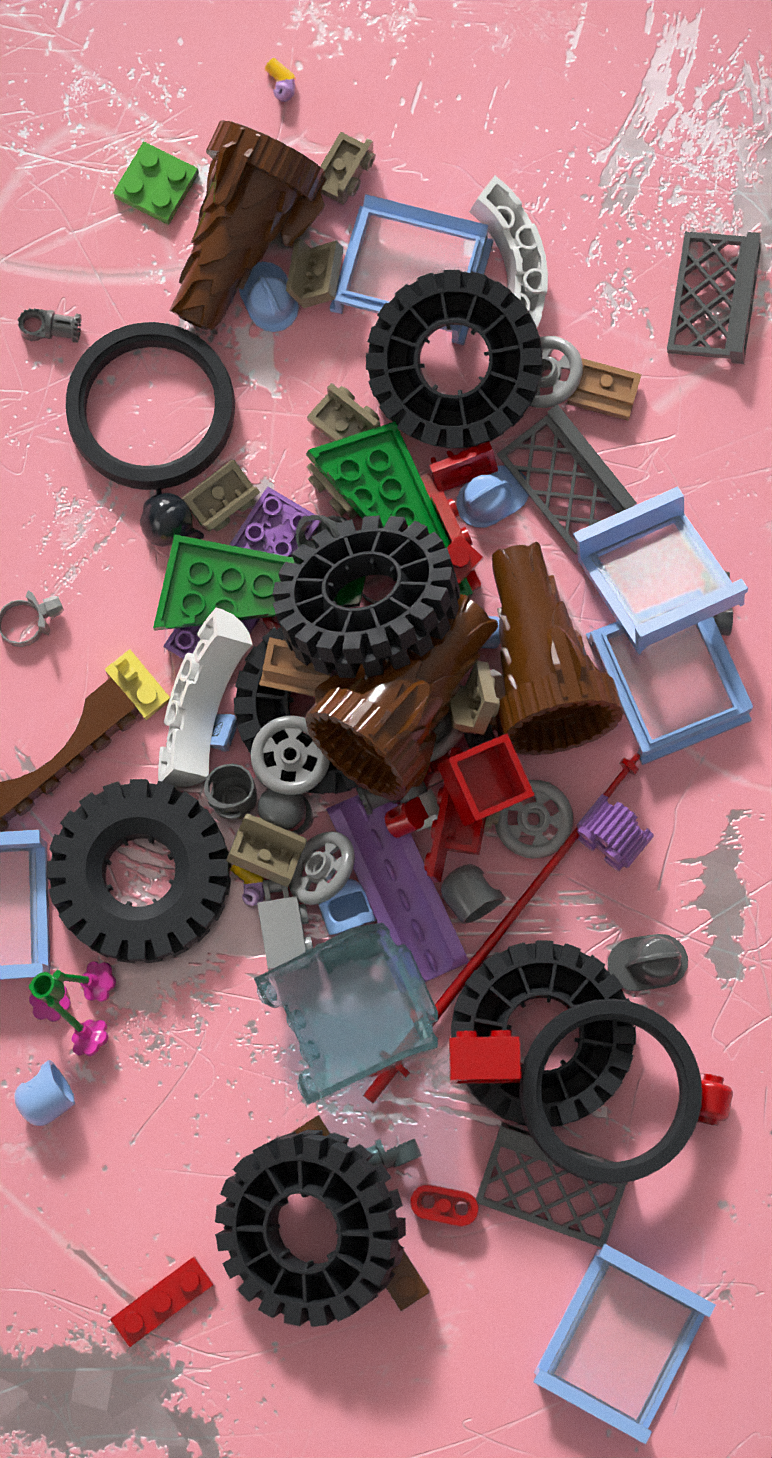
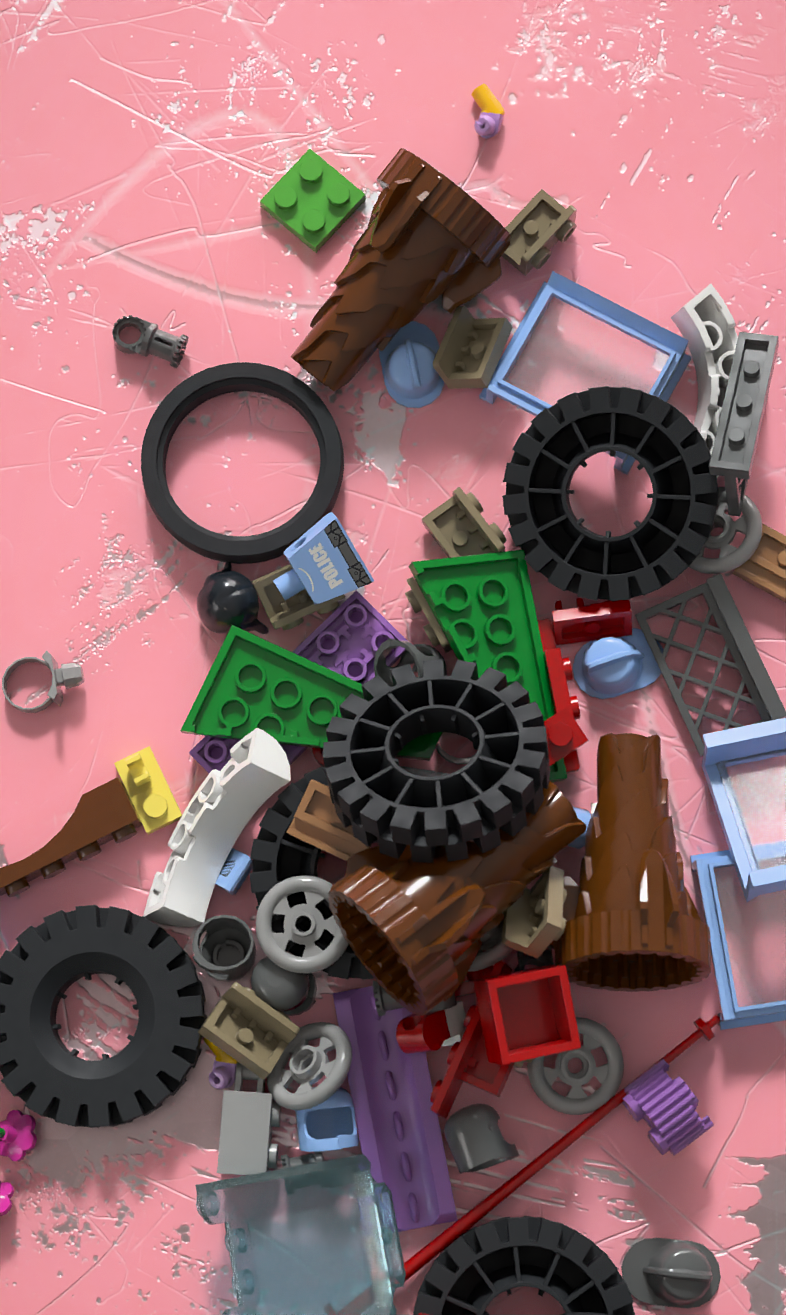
camera: 15 degrees right, 0 degrees up
(236, 468) = (323, 563): none -> light blue torso
(545, 272) = (743, 414): none -> fence

